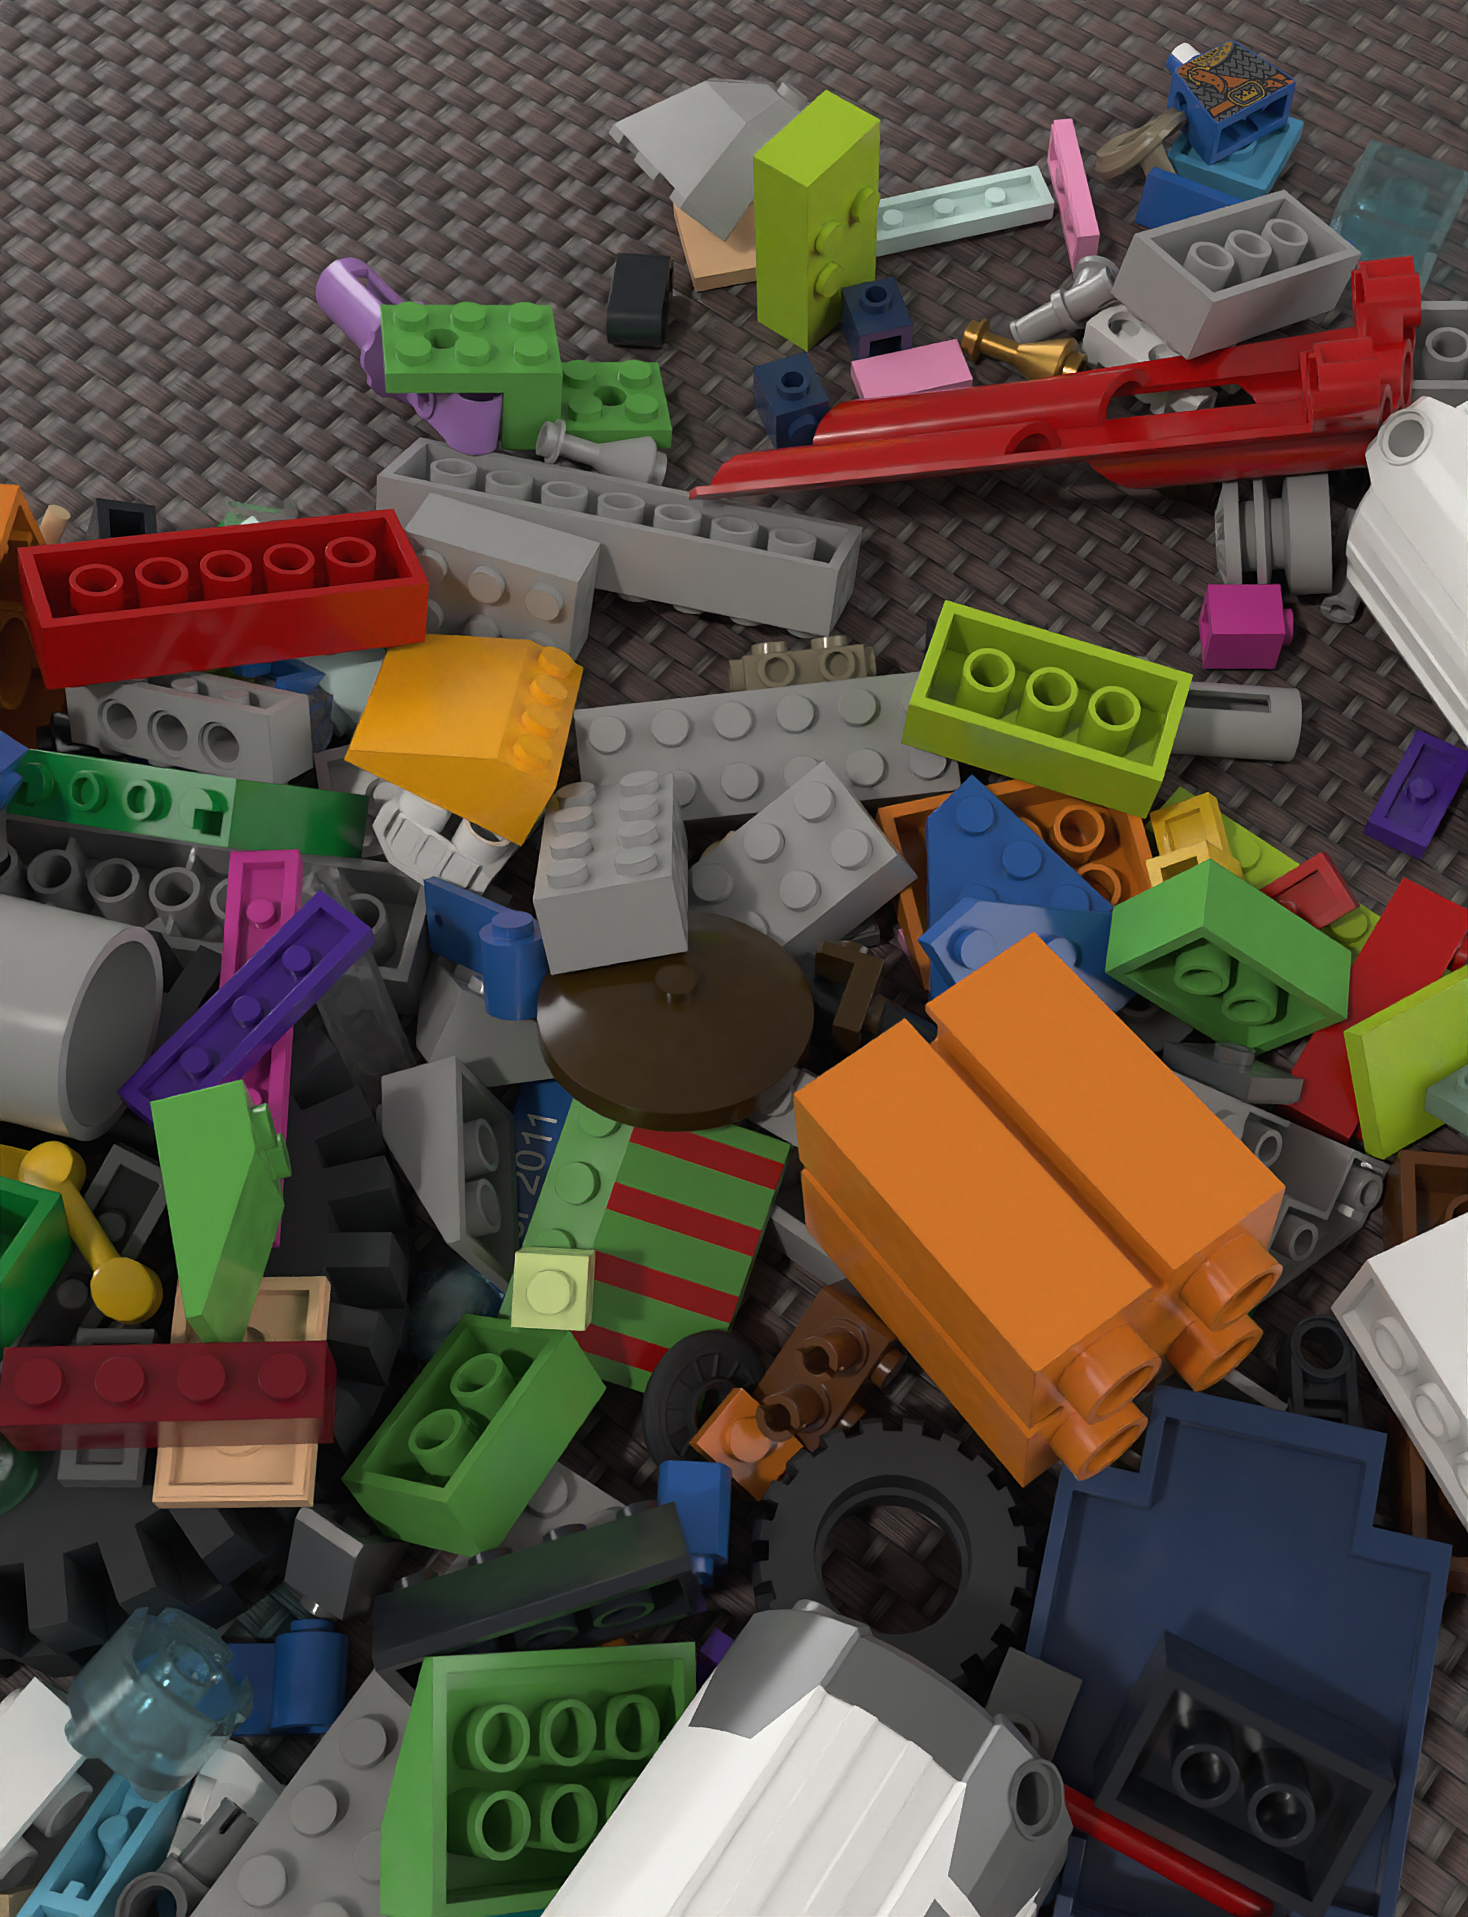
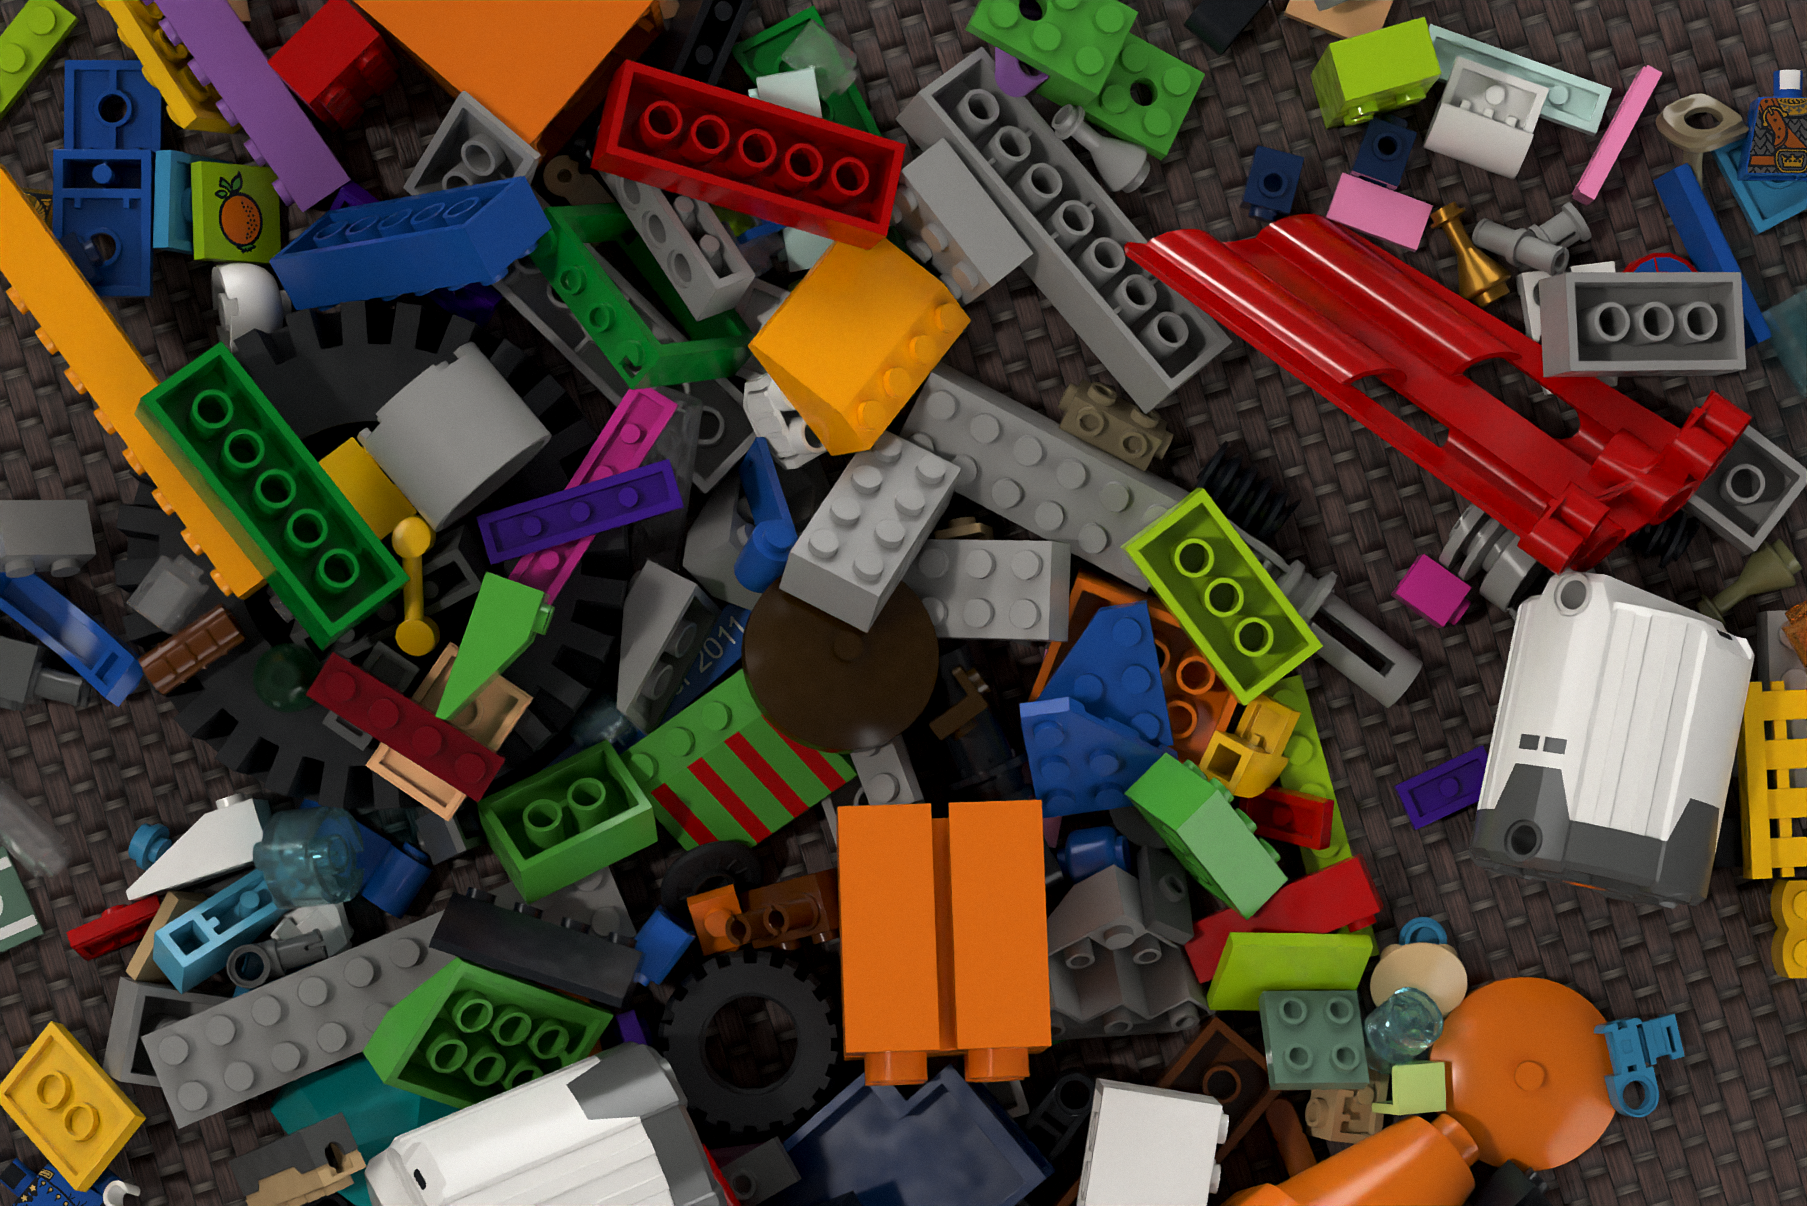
camera: 25 degrees right, 25 degrees up
(553, 1288) = (660, 774): yellowish green brick -> none
(947, 241) = (1485, 118): none -> white brick

